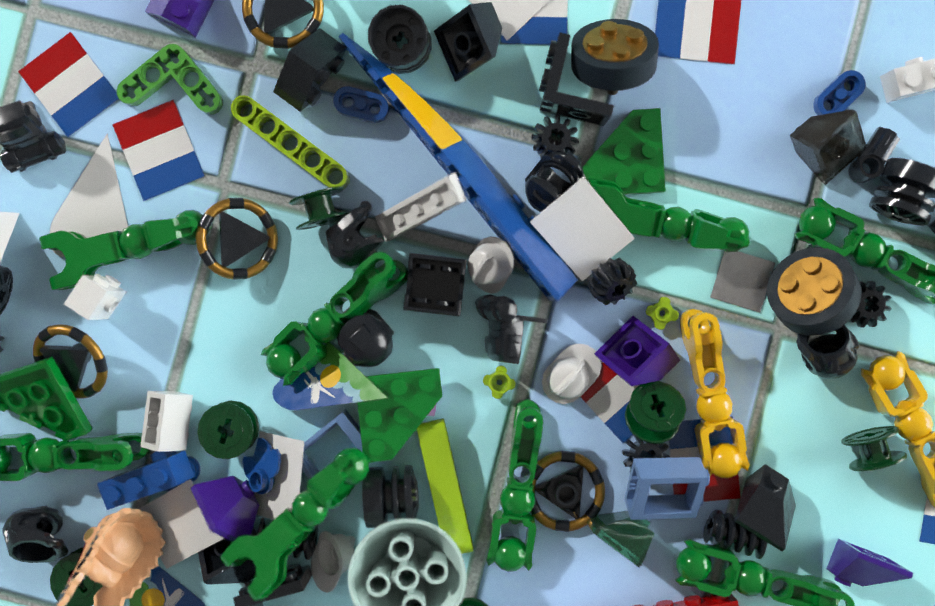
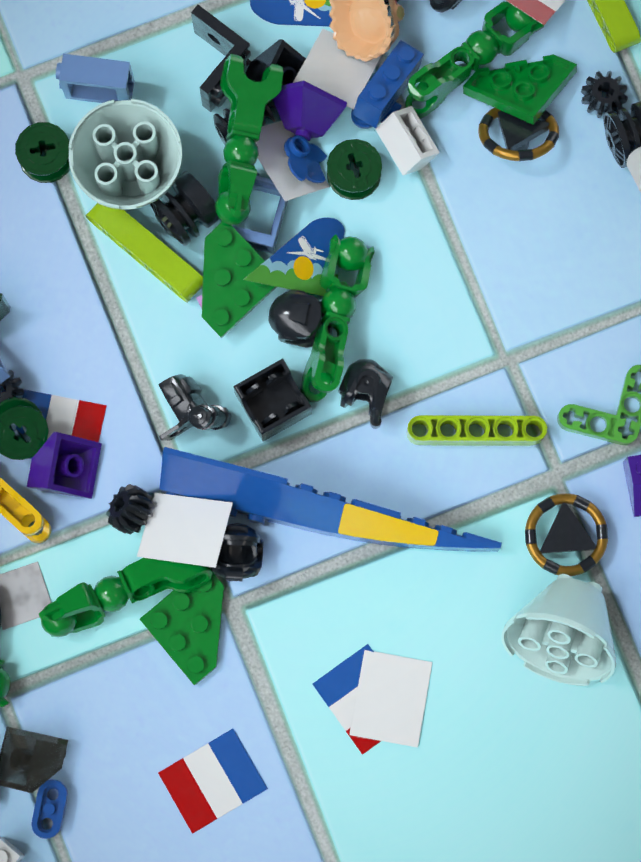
camera: 140 degrees right, 10 degrees down
(94, 201) = (598, 264): white sticker -> none
(95, 296) = (535, 195): white brick -> none
(135, 241) = (540, 260): green piece -> none
(158, 150) = (581, 349): sticker -> none
(236, 238) = (460, 321): piece -> none
(308, 68) = (506, 500): black brick -> none
(319, 207) = (411, 393): dark green piece -> none
(331, 559) = (195, 128): white piece -> none
(361, 105) = (443, 504): blue plate -> none
(389, 27) = (456, 562): black wheel -> none
(421, 207) = (329, 449): white tile -> none
(469, 38) = (393, 623): black slope -> none
(491, 264) = (240, 447): white piece -> none
(499, 374) = (161, 356): lime plate -> none
(518, 495) = (81, 282): green piece -> none
(560, 129) = (272, 591): black gear -> none
(566, 104) = (275, 622): black bracket -> none
(566, 491) = (45, 316): black piece -> none
(571, 373) = (108, 414): white piece -> none
(614, 55) = (264, 692): black wheel -> none
(654, 313) = (70, 524): lime plate -> none

